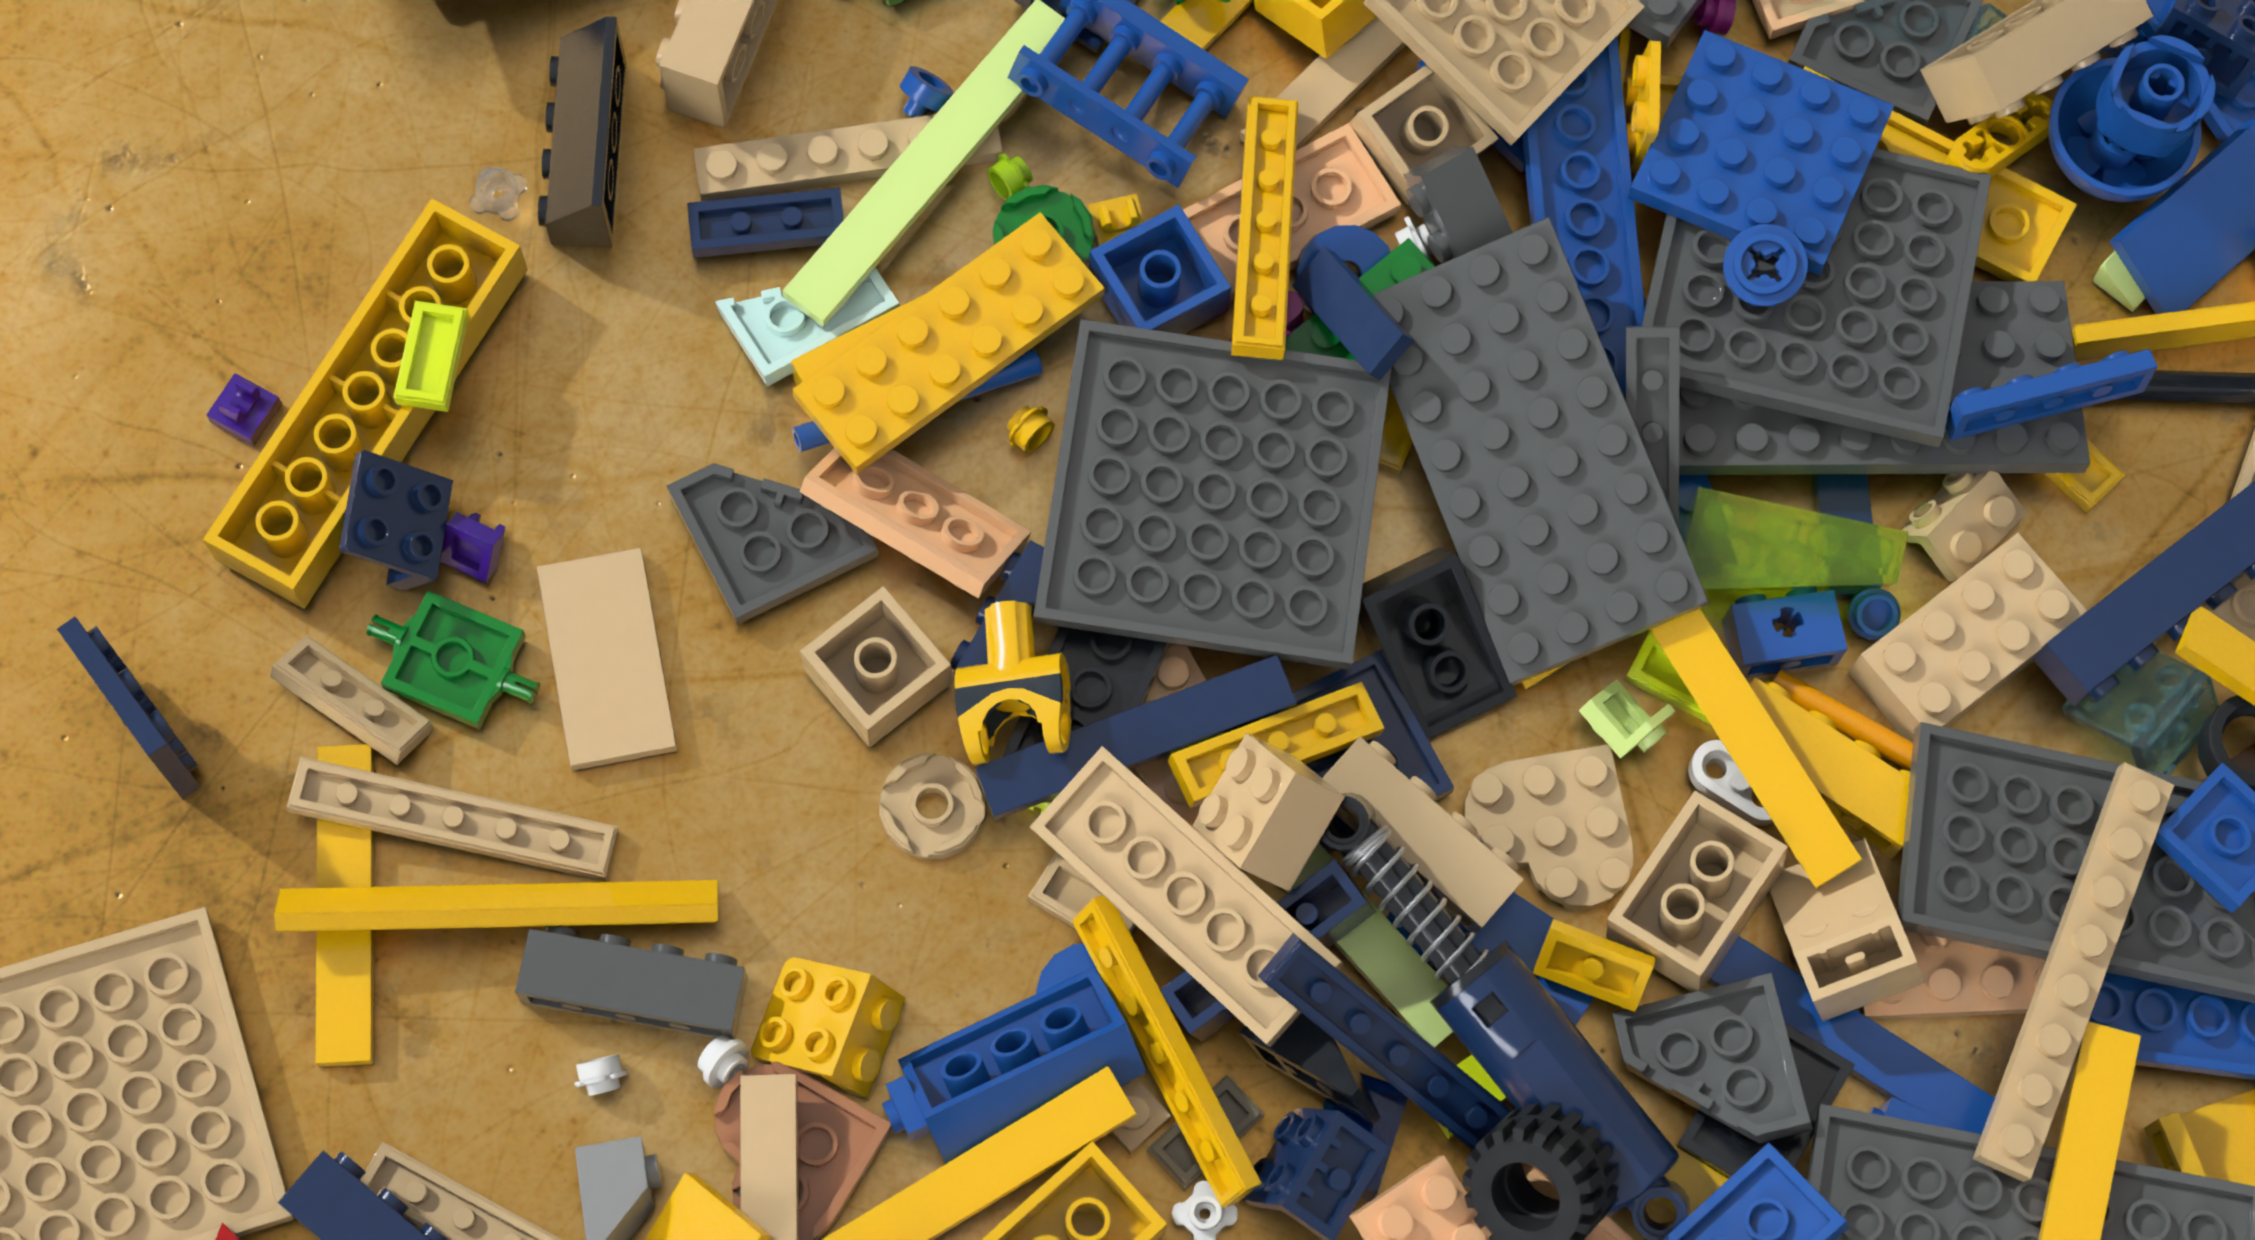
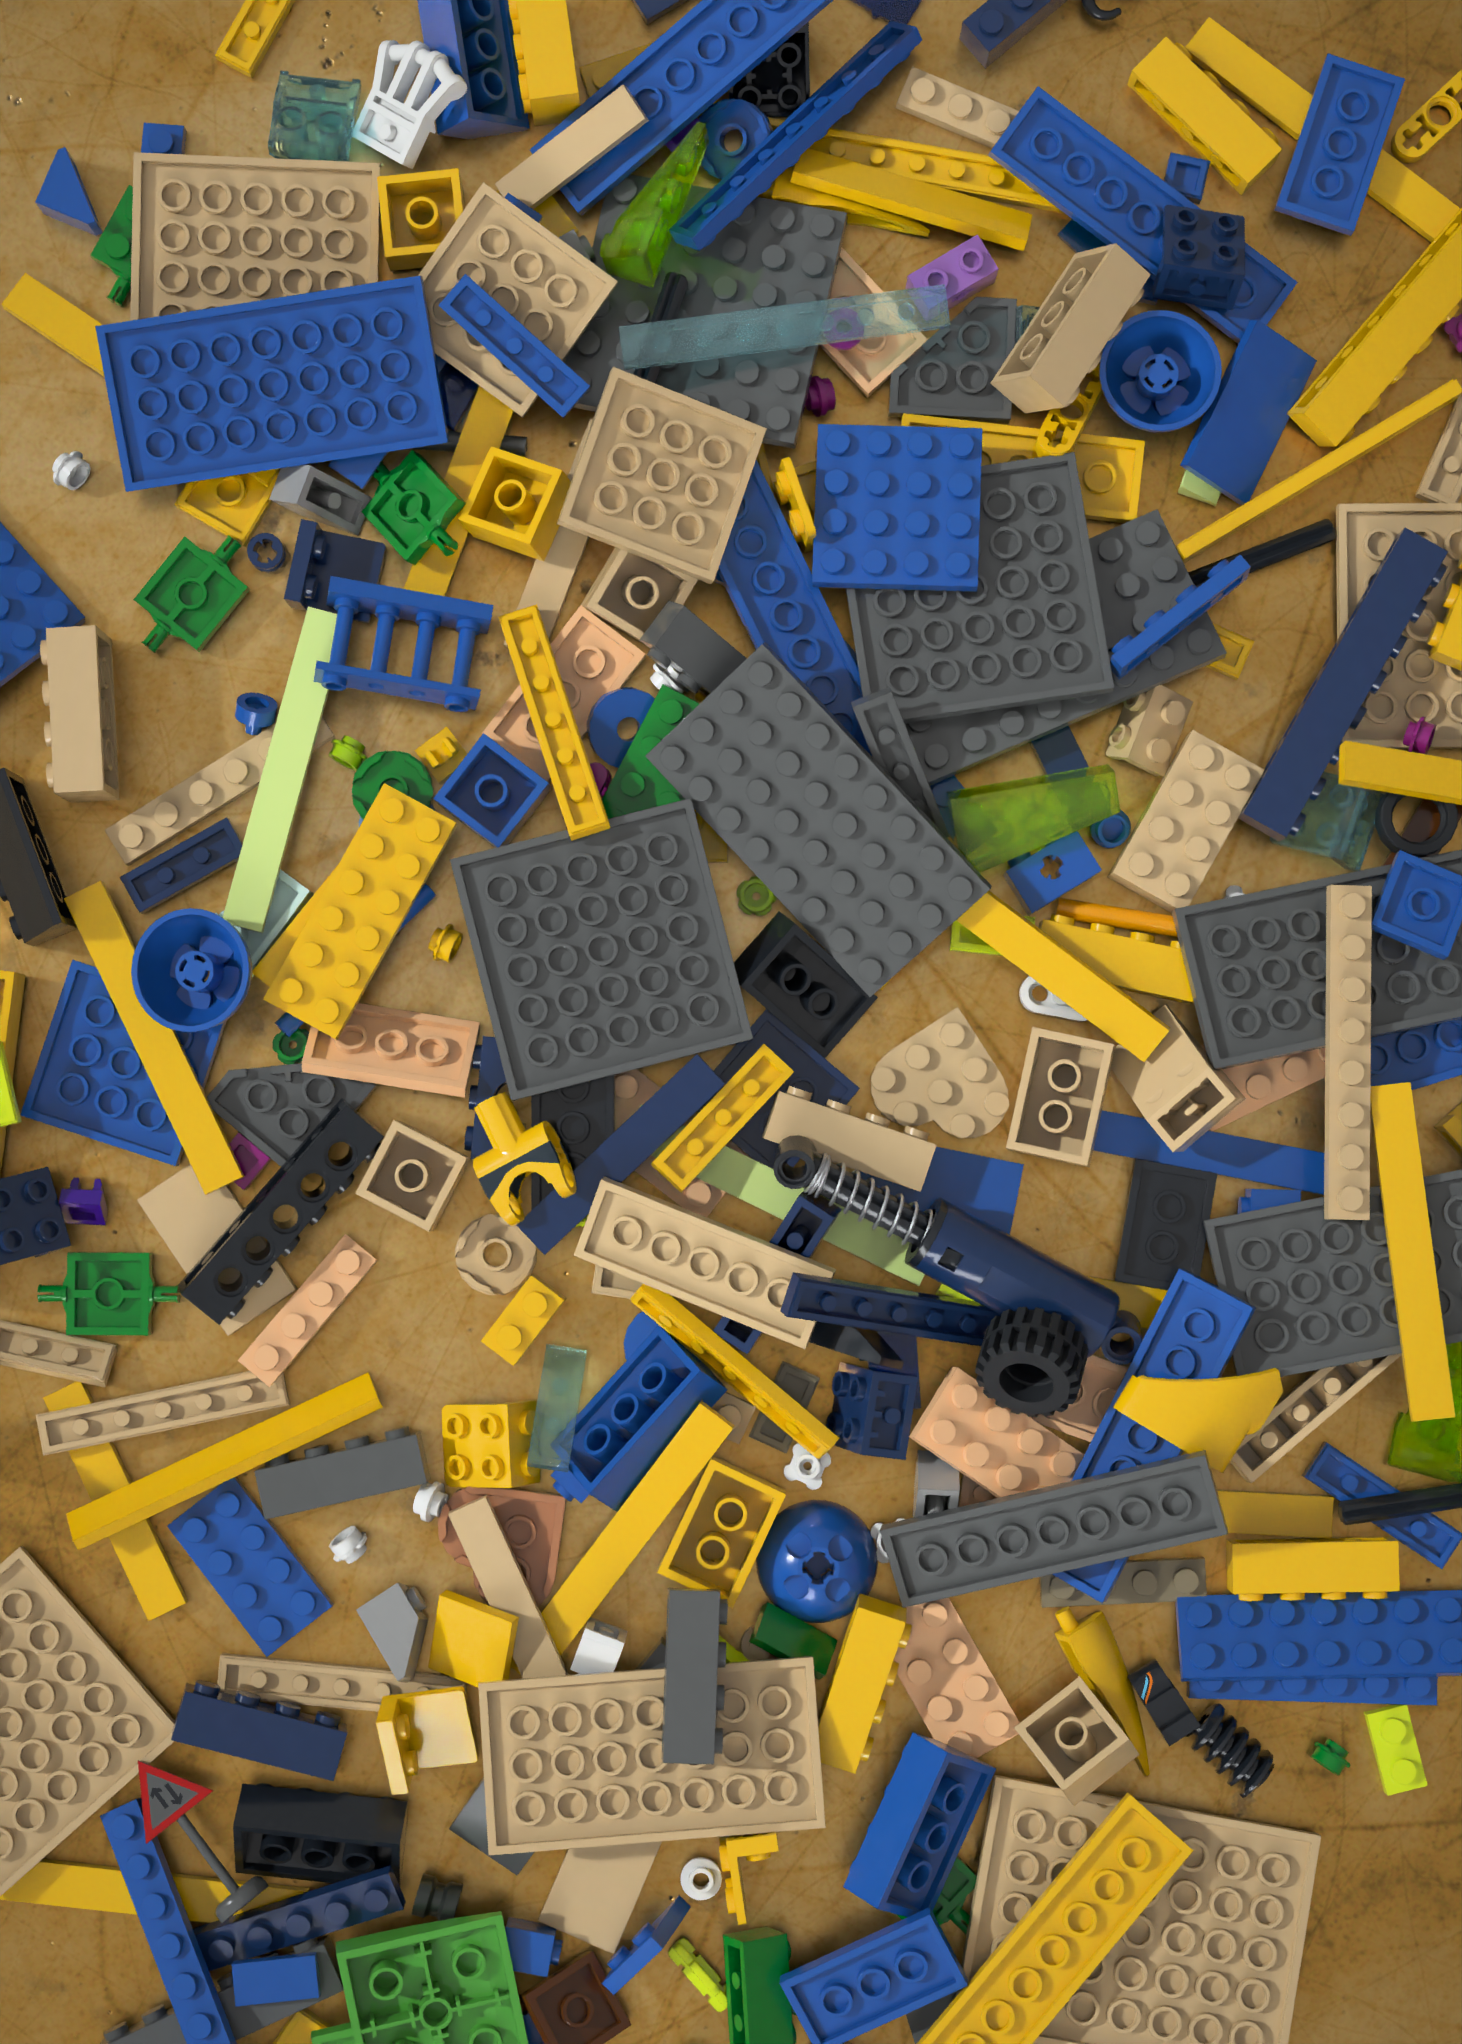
camera: 15 degrees left, 15 degrees up
(470, 1051) = (250, 1565): none -> blue plate
(596, 409) = (94, 1078): none -> blue plate
(644, 392) = (155, 1044): none -> yellow tile
(678, 775) = (307, 1310): none -> light nougat plate
(681, 573) = (250, 1159): none -> magenta plate
(709, 305) = (171, 972): none -> blue piece
(788, 462) = (285, 1053): none -> green plate
(821, 572) = (284, 1188): none -> black brick
(927, 1011) = (557, 1408): none -> clear light blue tile
(933, 890) = (523, 1319): none -> yellow brick
(1267, 811) = (738, 1181): tan brick -> none
(1352, 313) = (646, 769): dark blue tile -> none
(1421, 510) = (748, 904): none -> lime plate
(1594, 965) = (1009, 1180): yellow plate -> none
(1623, 721) = (961, 986): yellowish green bracket -> none
(1721, 1055) = (1122, 1208): dark grey plate -> none
(1765, 241) = (916, 612): blue gear -> none
(2154, 96) = (1195, 335): blue brick -> none

